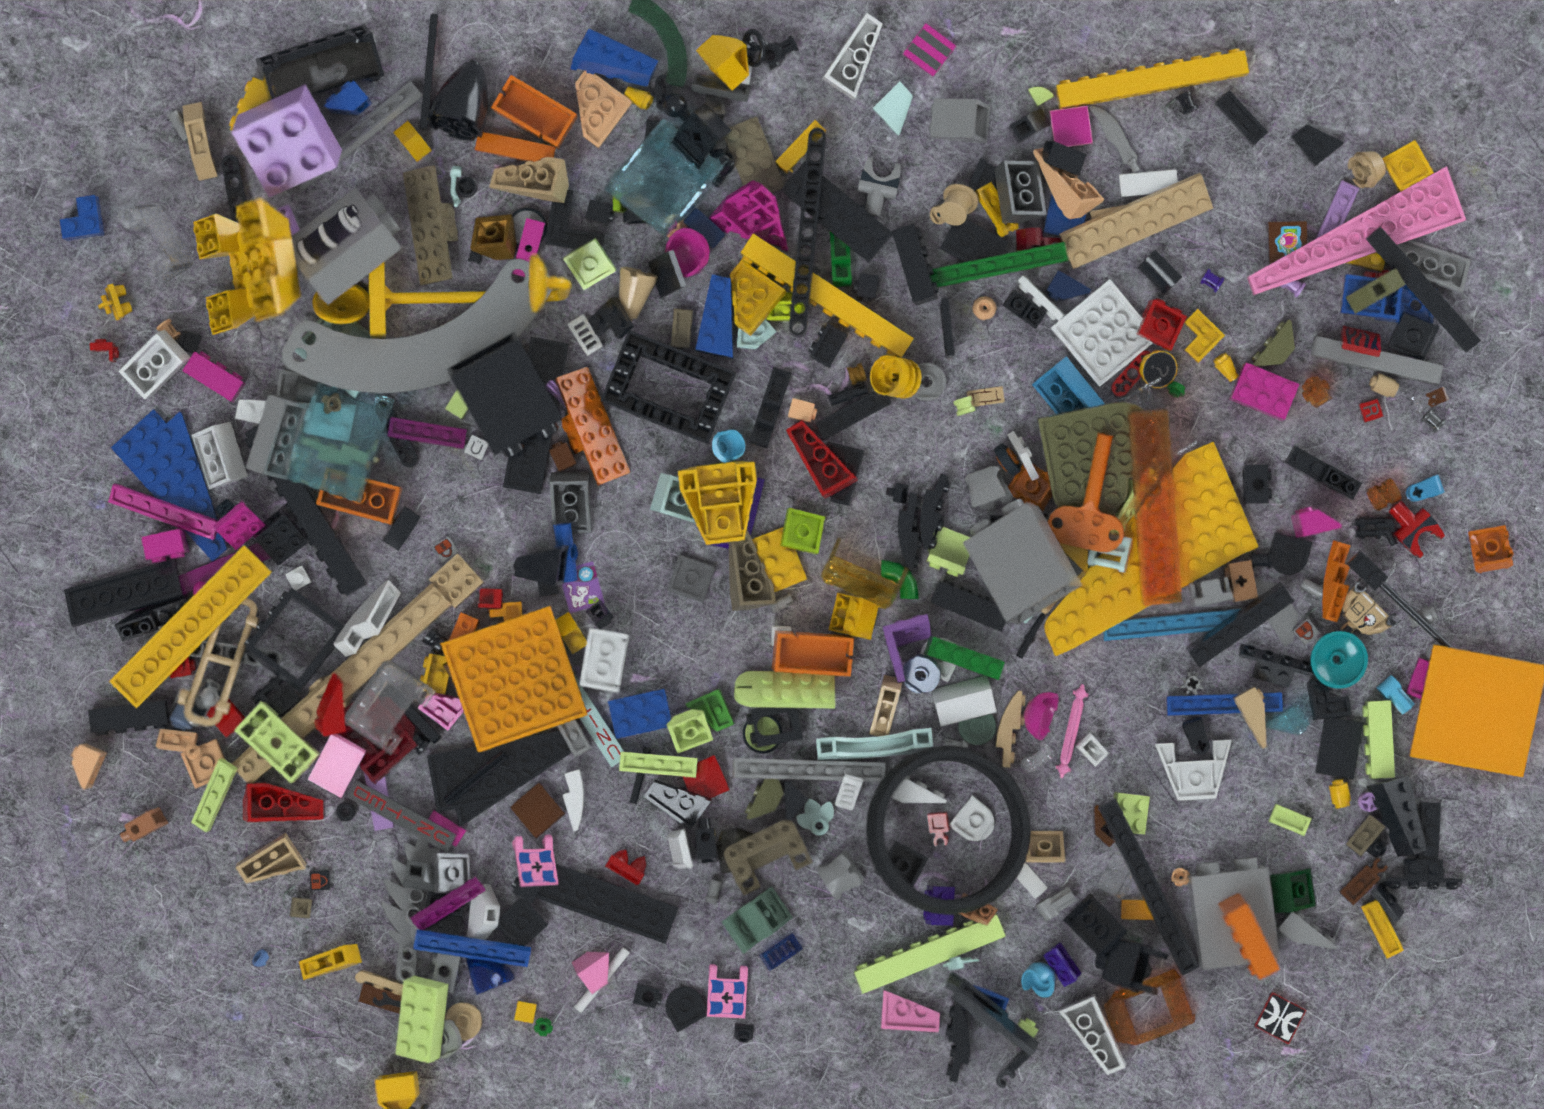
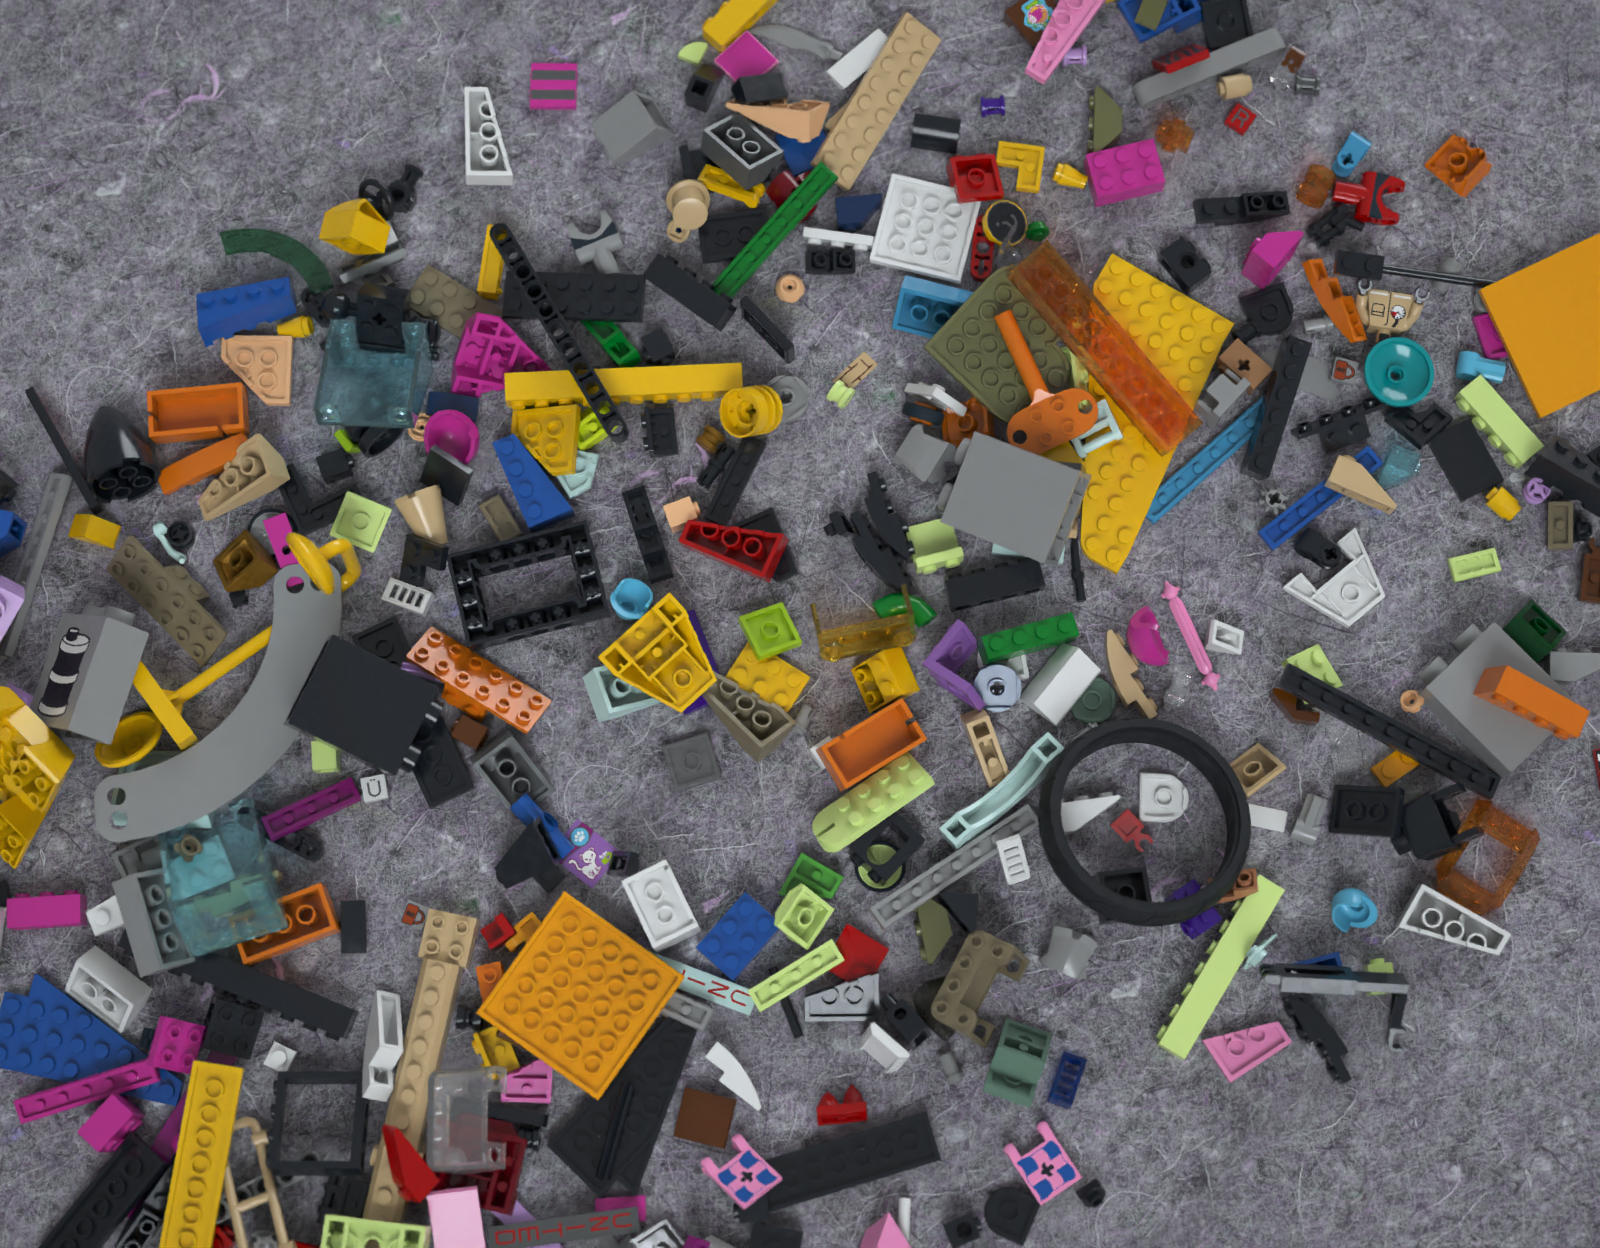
camera: 30 degrees left, 10 degrees down
(571, 633) = (608, 907): yellow slope -> none
(816, 813) = (995, 909): light aqua plate -> none
(894, 107) = (558, 161): light aqua slope -> none
(1062, 964) = (1364, 877): dark purple bracket -> none

